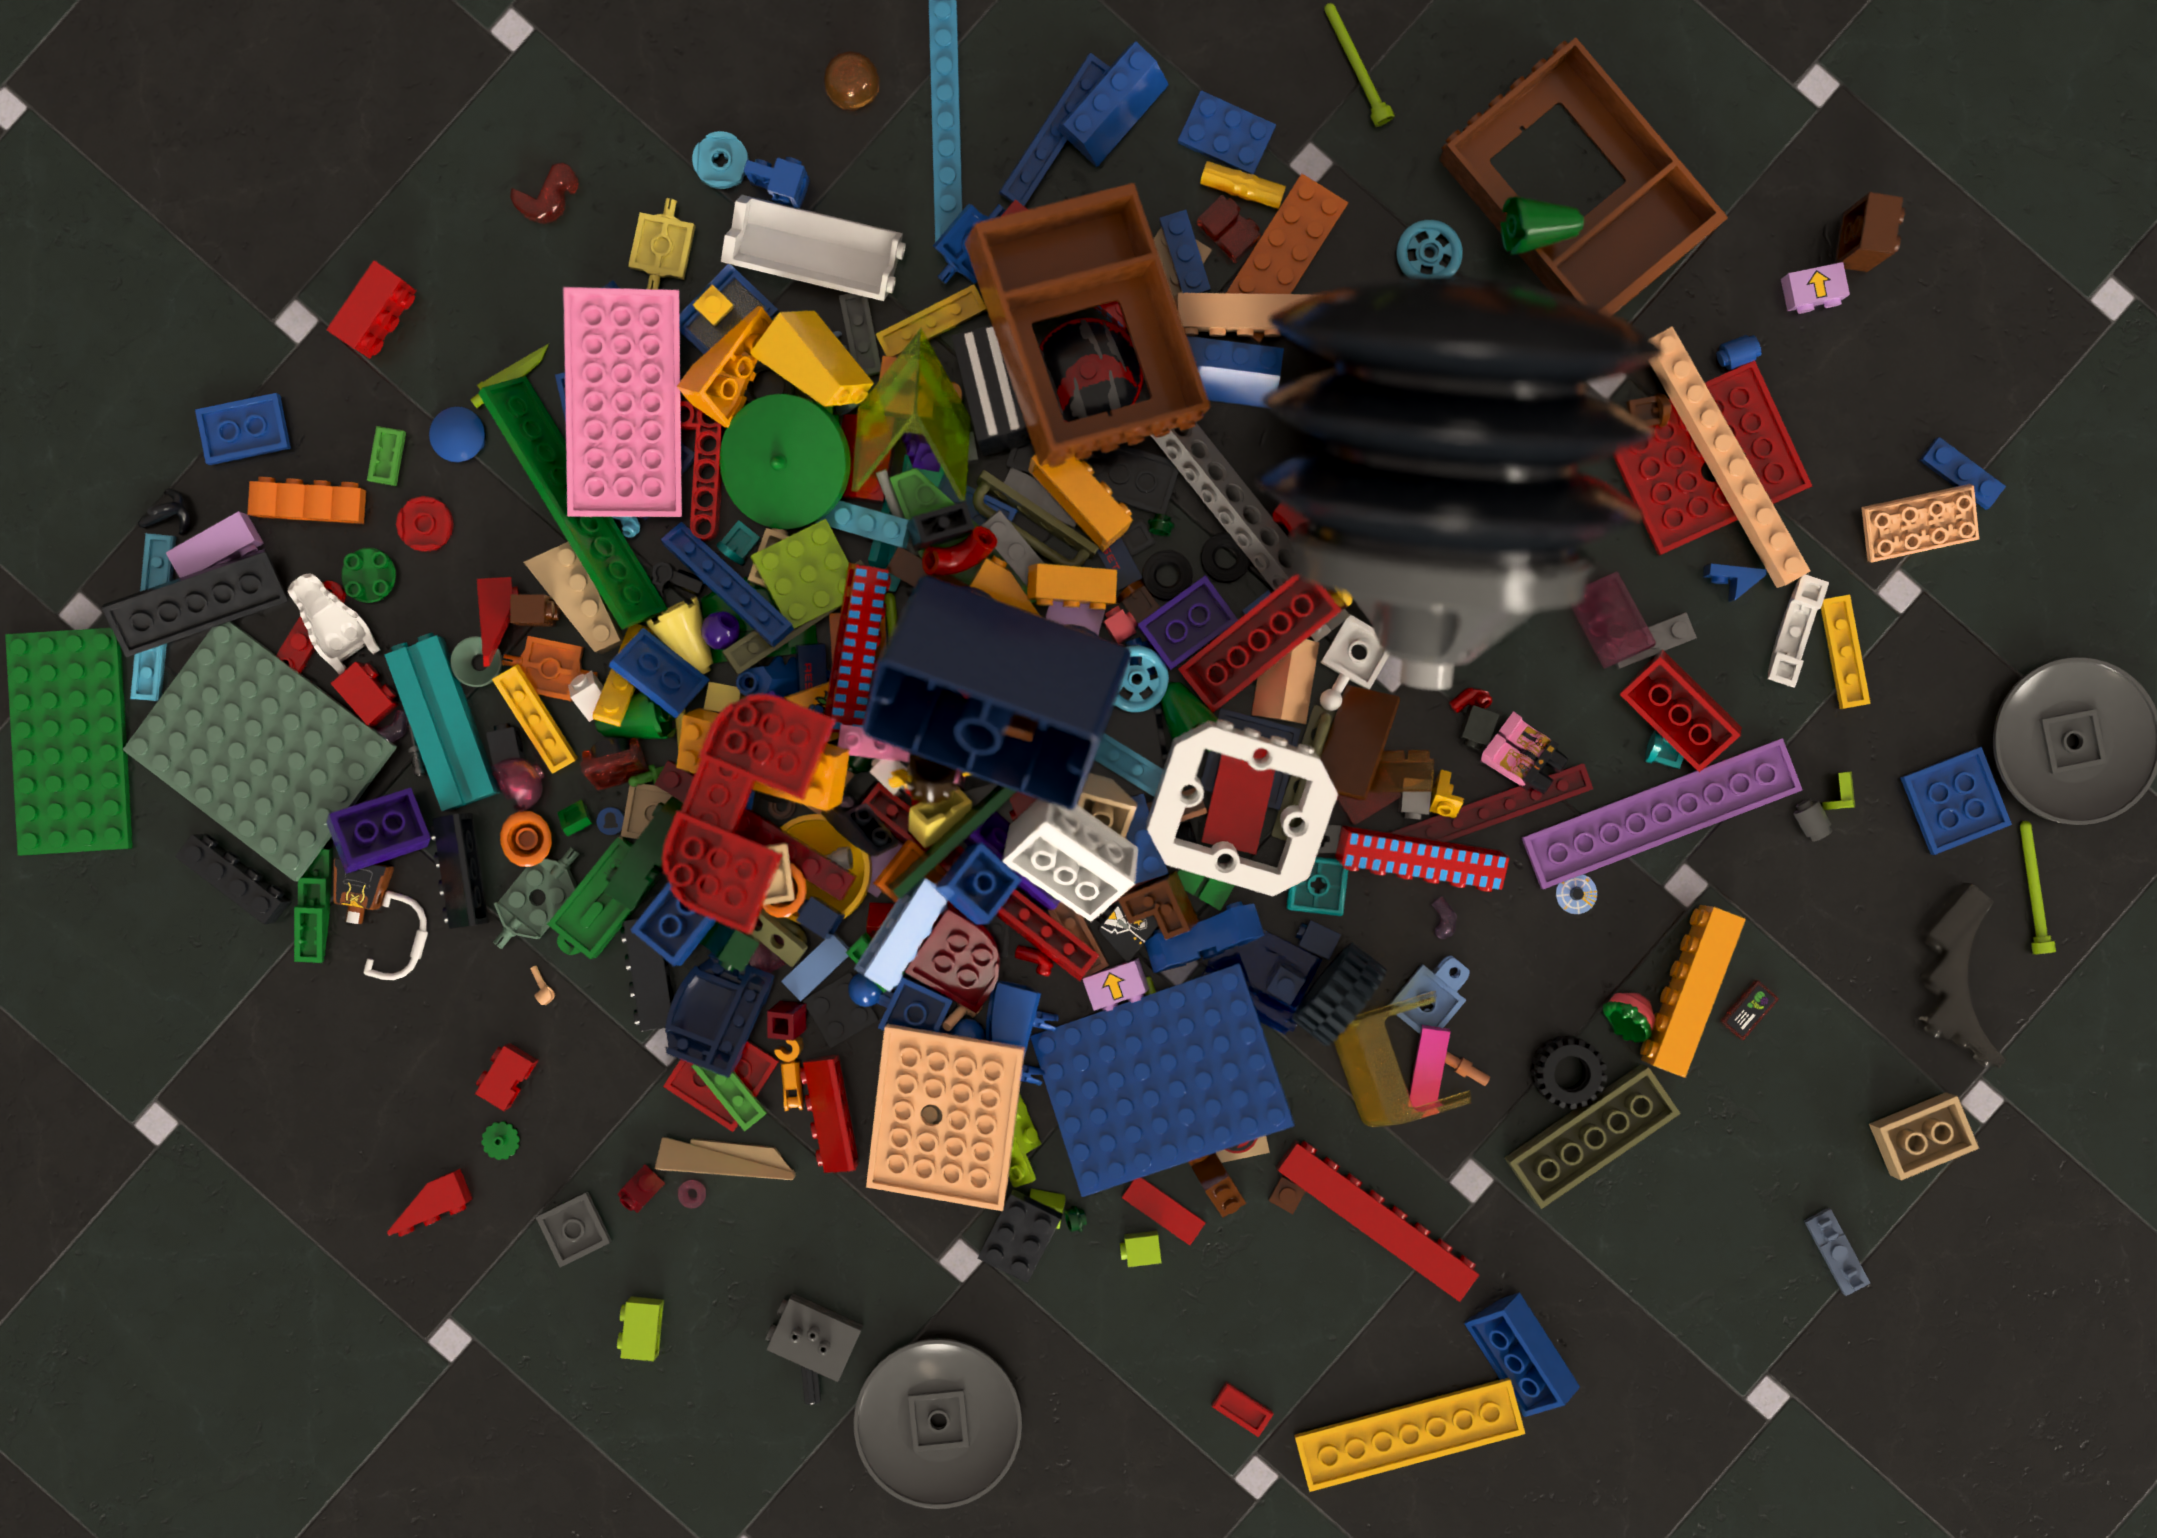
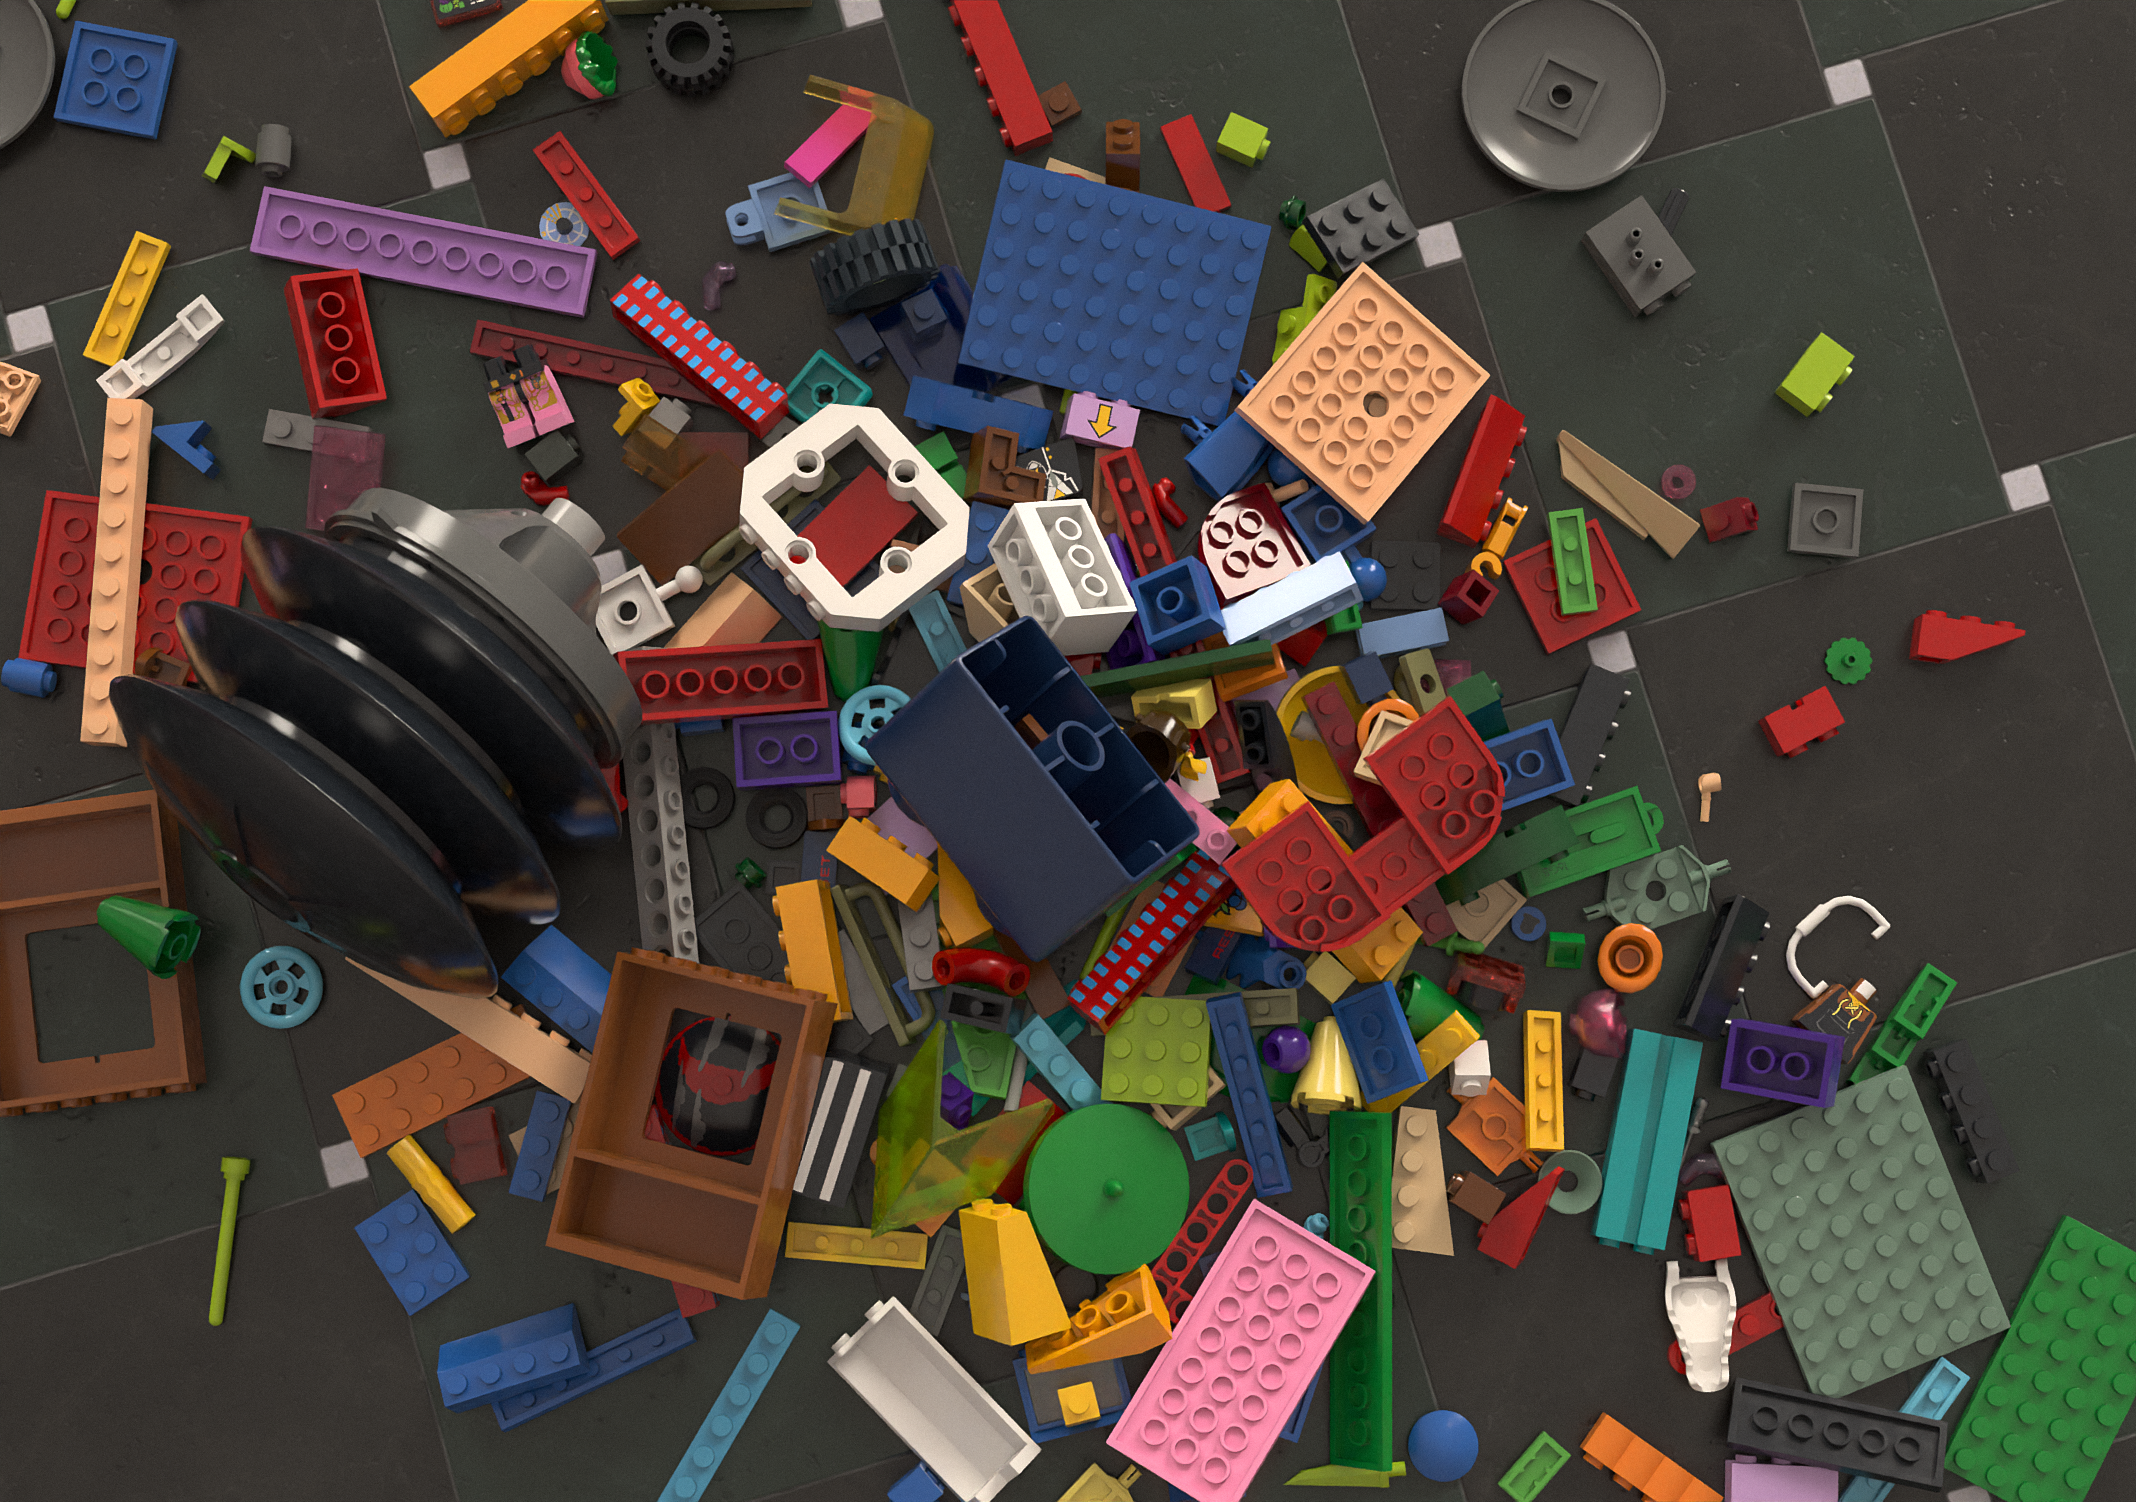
camera: 150 degrees left, 5 degrees down
(368, 575) = (1631, 1351): green dish -> none
(424, 524) = (1537, 1370): red tile -> none
(715, 1014) = (1540, 647): dark blue slope -> none
(953, 240) = (767, 1315): blue plate -> none
(1464, 1067) = (793, 119): nougat bar -> none
(1574, 924) = (586, 195): none -> red plate
(1662, 752) = (382, 315): teal tile -> none

